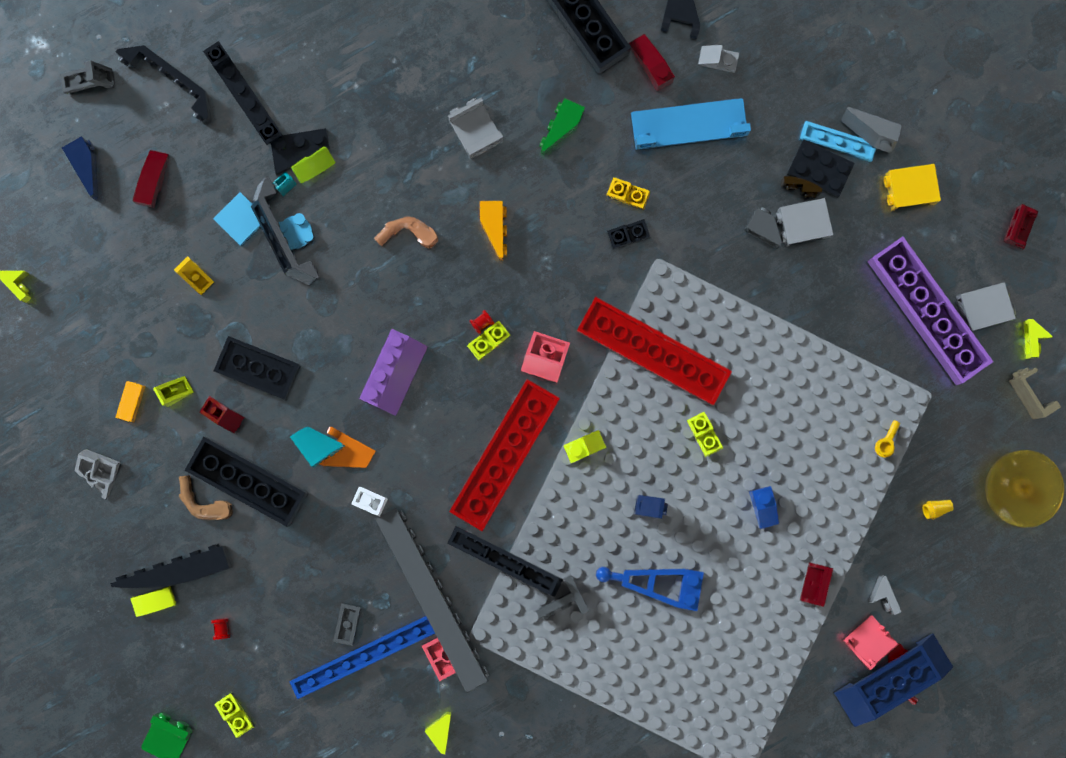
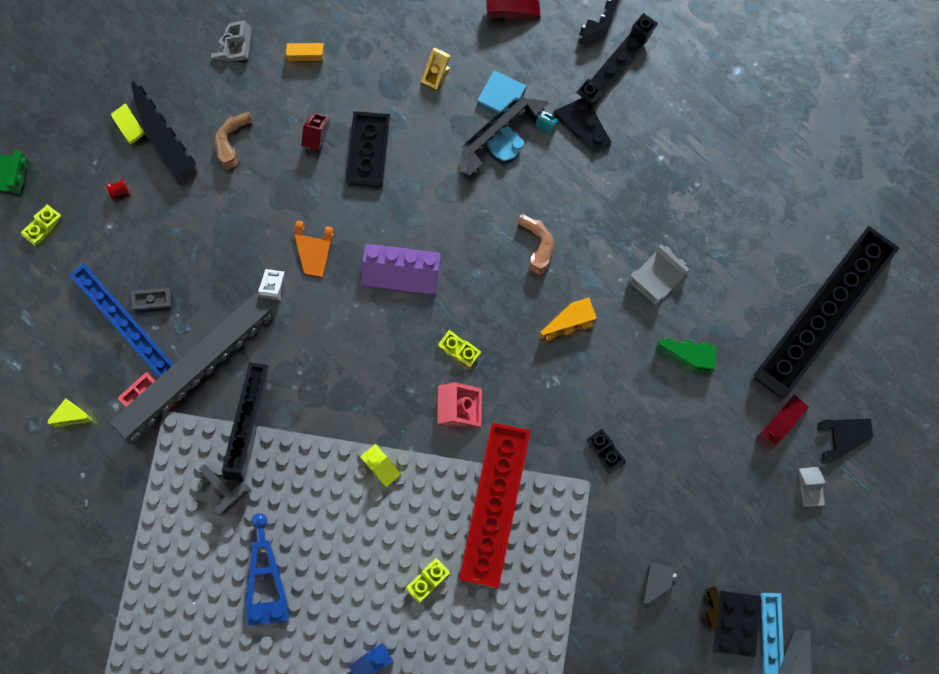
camera: 80 degrees right, 10 degrees down
(173, 391) = (323, 82): neon yellow slope -> none
(246, 481) = (259, 169): black brick -> none
(313, 165) = (572, 140): lime slope -> none
(315, 445) = (310, 219): teal slope -> none
(481, 322) = (474, 336): red bush -> none
(504, 455) = (352, 396): red plate -> none
(628, 193) = (646, 438): yellow slope -> none
(650, 506) = (337, 545): dark blue slope -> none
(689, 123) = (736, 477): dark azure bracket -> none
(804, 222) = (676, 622): light grey panel -> none

